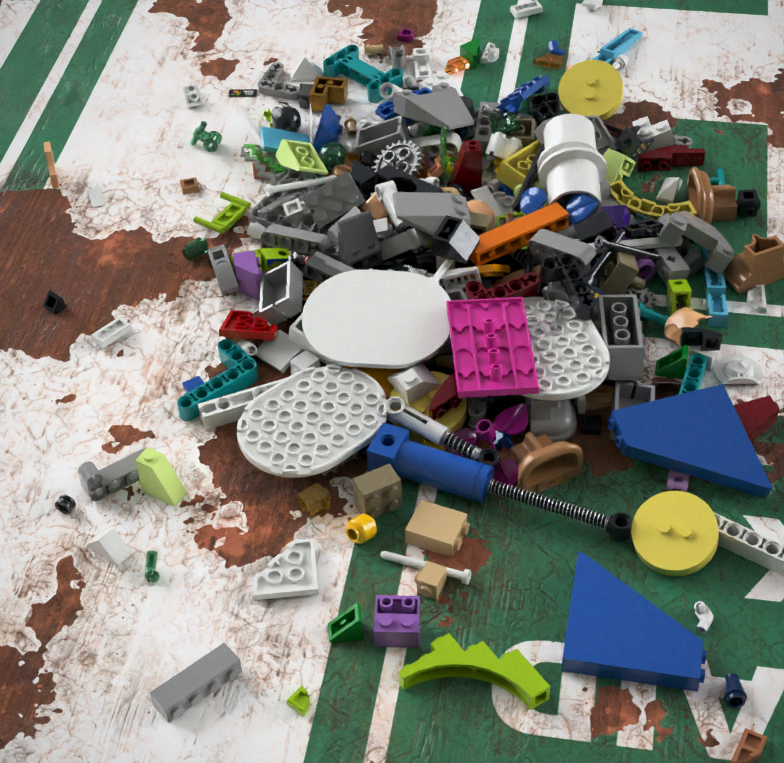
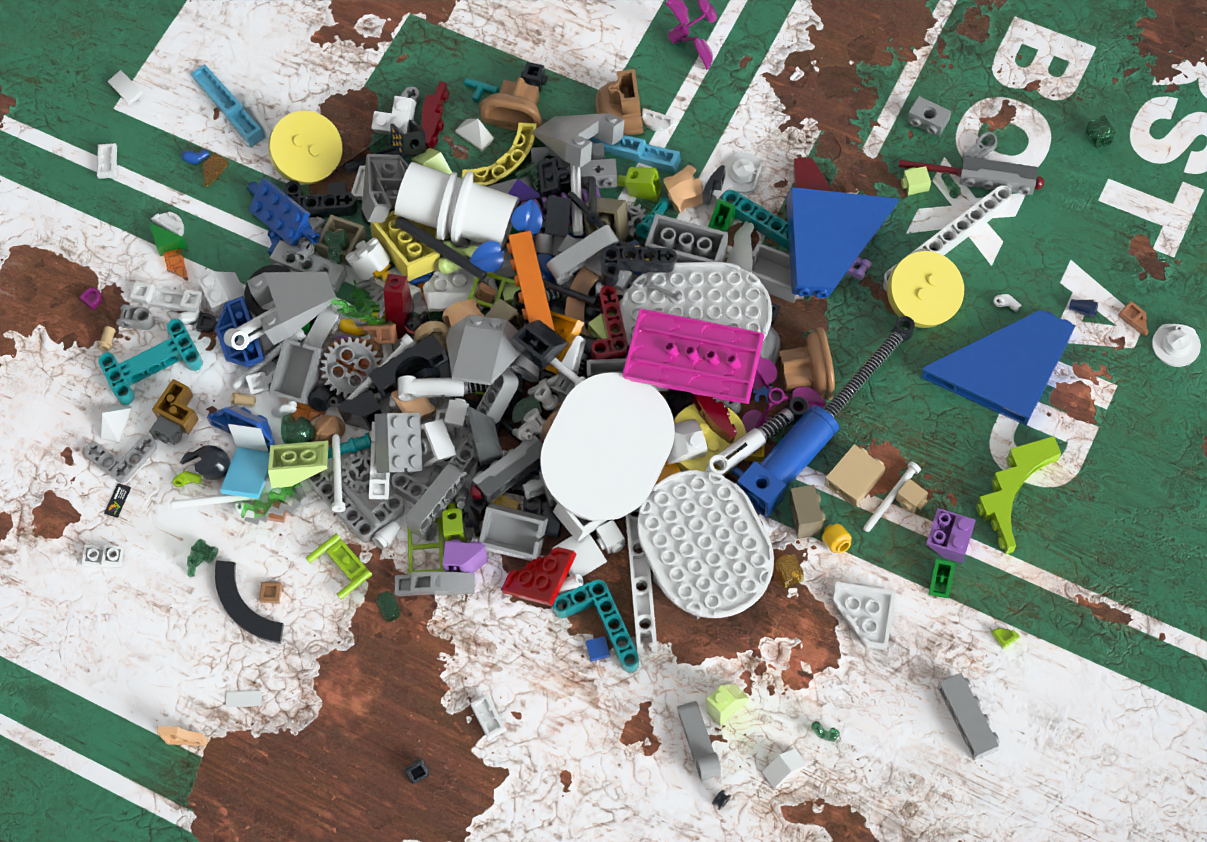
camera: 70 degrees left, 20 degrees up
(168, 173) = (238, 610): none -> black tile

